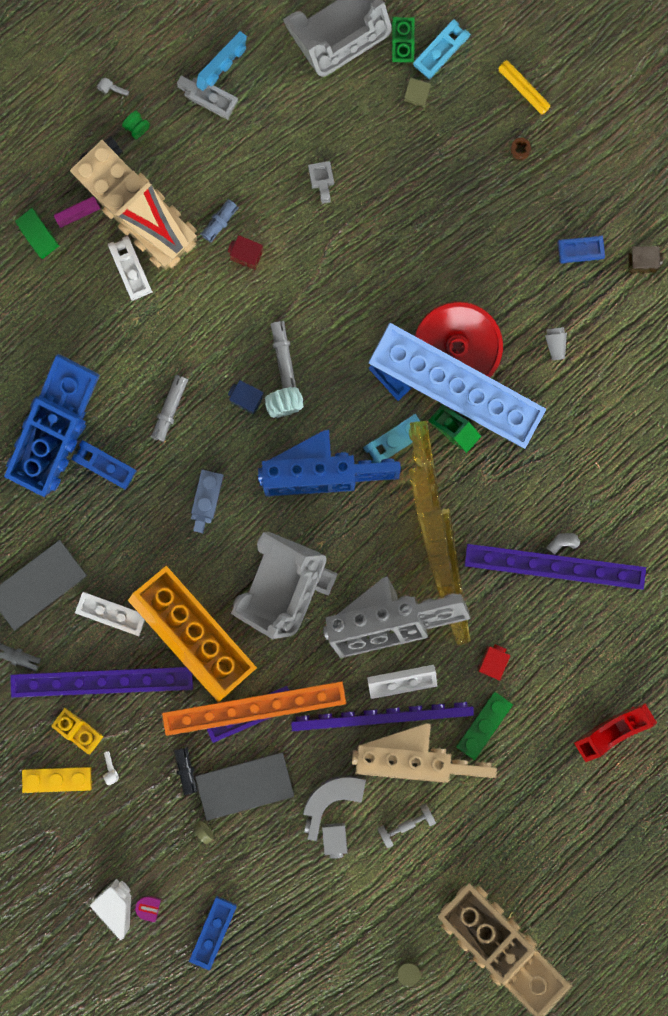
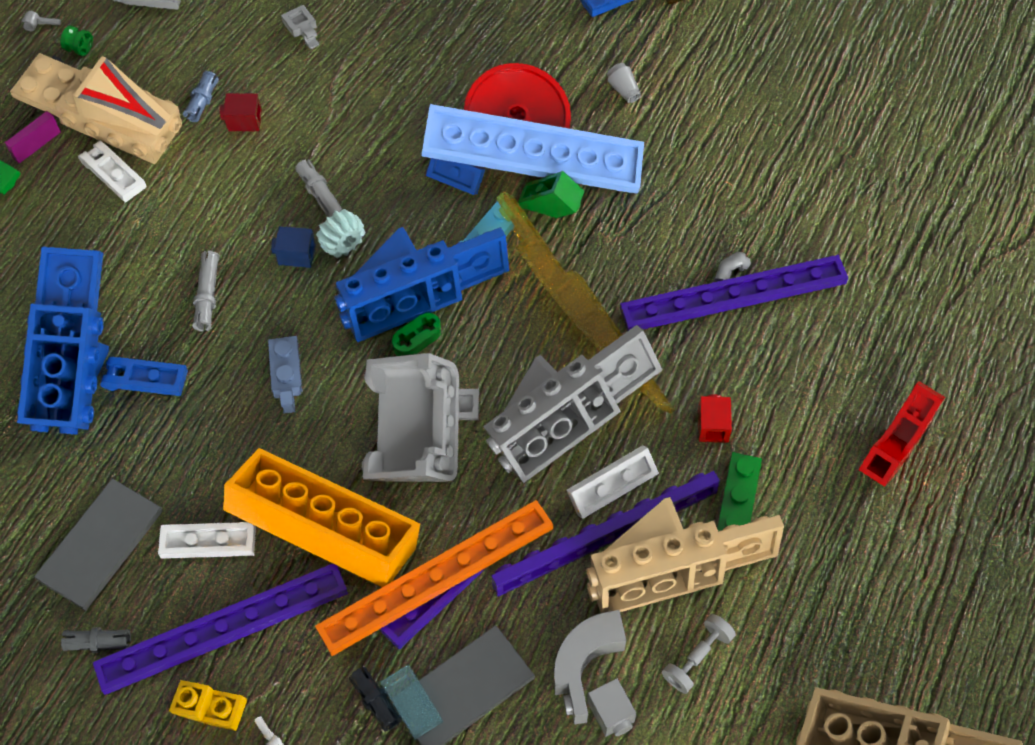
camera: 15 degrees left, 25 degrees down
(207, 784) = (411, 702): none -> clear light blue tile
(312, 512) = (416, 335): none -> green beam

